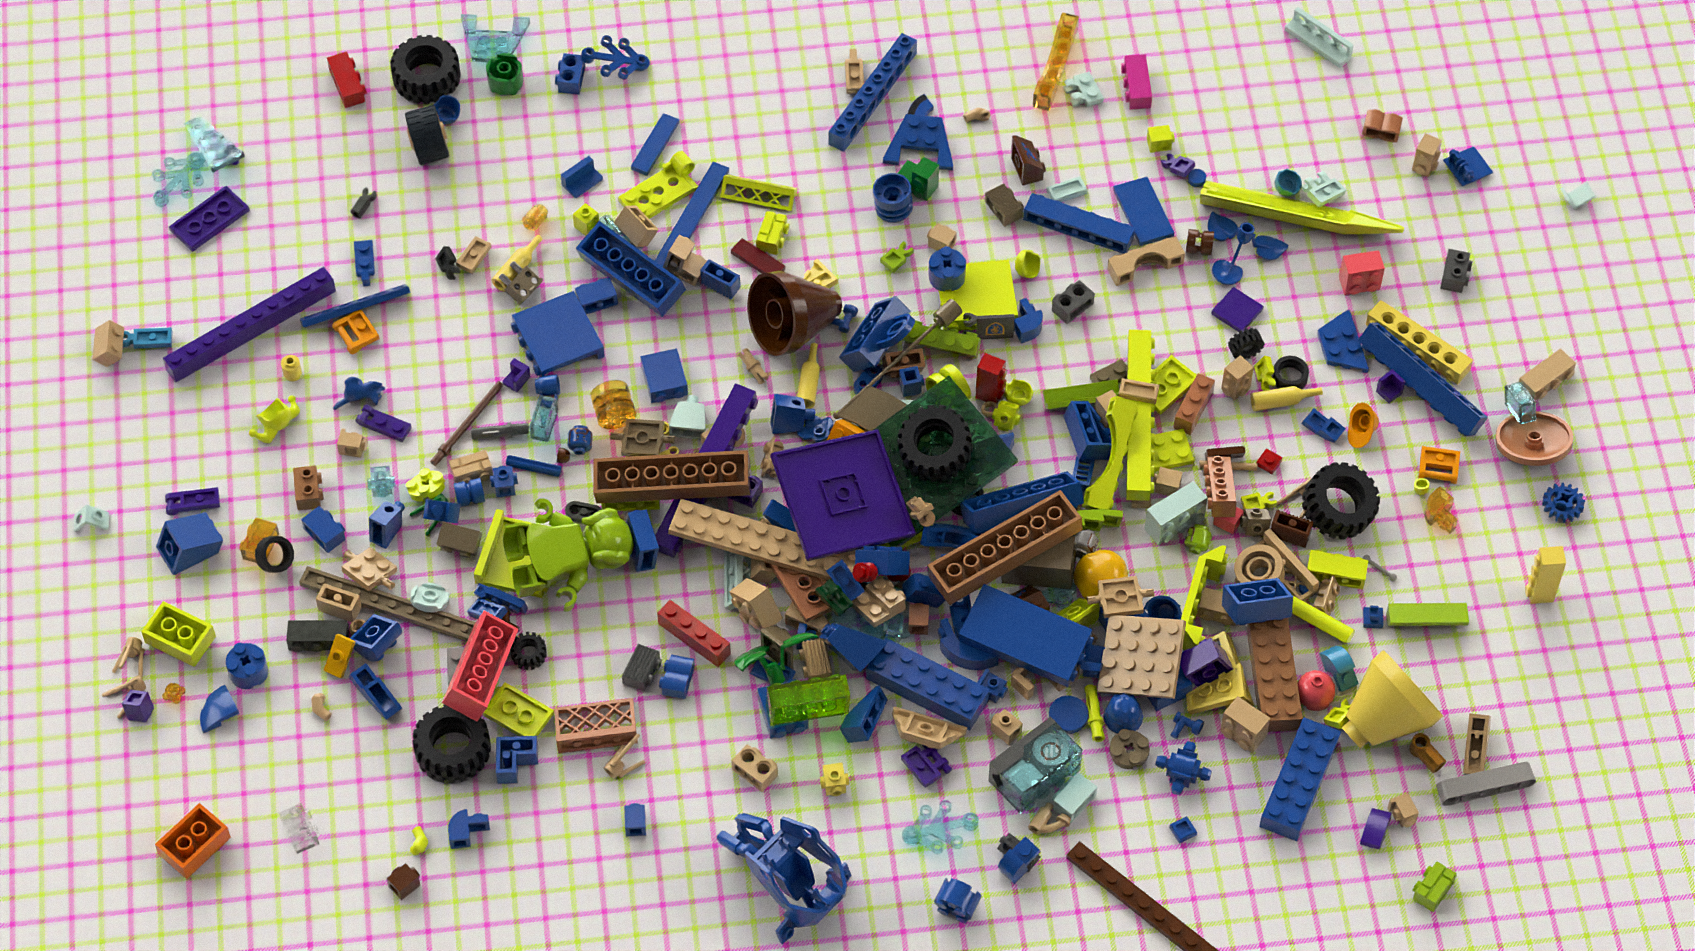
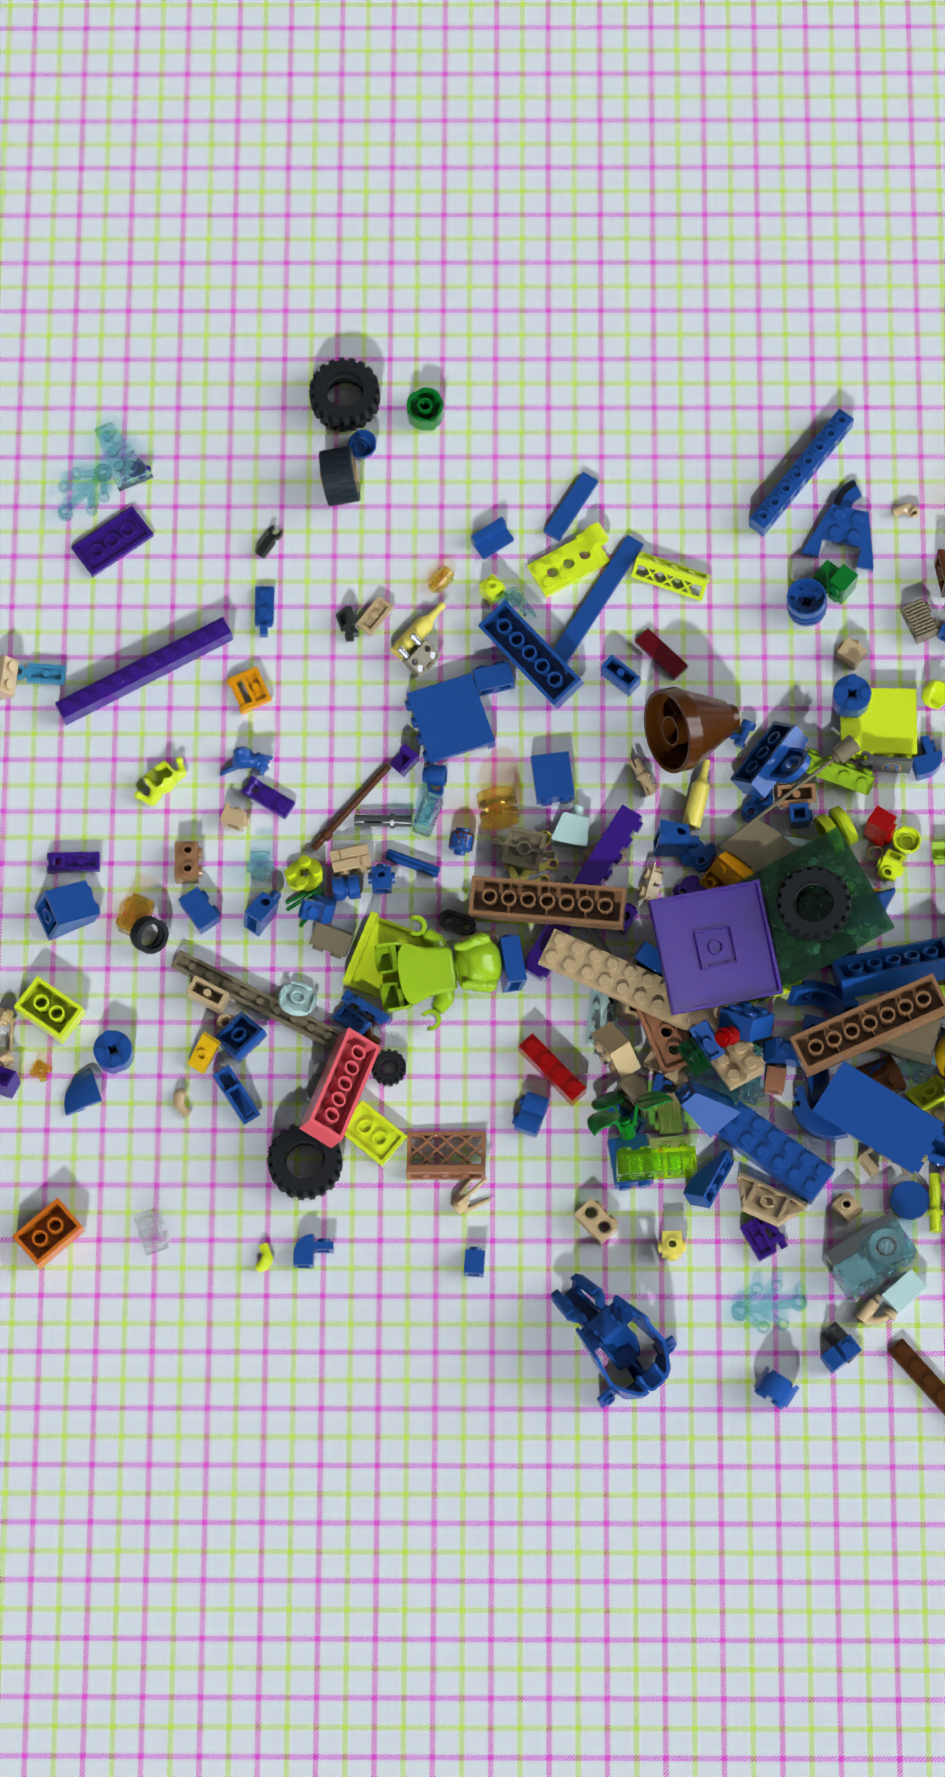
camera: 10 degrees right, 15 degrees up
(291, 367) = (181, 726): light yellow brick -> none
(314, 634) = (182, 1026): pearl dark grey brick -> none
(346, 79) = (263, 395): red brick -> none
(354, 305) = (250, 661): blue tile -> none
(369, 569) = (241, 960): tan plate -> none
(403, 881) = (246, 1298): reddish brown brick -> none
(489, 43) = (416, 370): clear light blue wing -> none
(514, 752) = (364, 1177): blue brick -> none
(563, 455) = (442, 855): reddish brown hinge -> none
(570, 74) = (496, 415): blue brick -> none
(616, 57) = (543, 403): blue plant -> none
(636, 226) = (541, 604): tan brick -> none
(641, 667) = (497, 1100): dark grey brick -> none
(684, 263) = (586, 652): tan brick -> none
(771, 232) = (678, 626): neon yellow brick -> none
(820, 275) = (719, 684): light yellow wing -> none
(853, 73) = (784, 446): tan hinge -> none
(896, 258) = (801, 670): lime plate -> none
(921, 511) = (791, 973): tan hips -> none
(999, 686) = (843, 1169): blue brick -> none

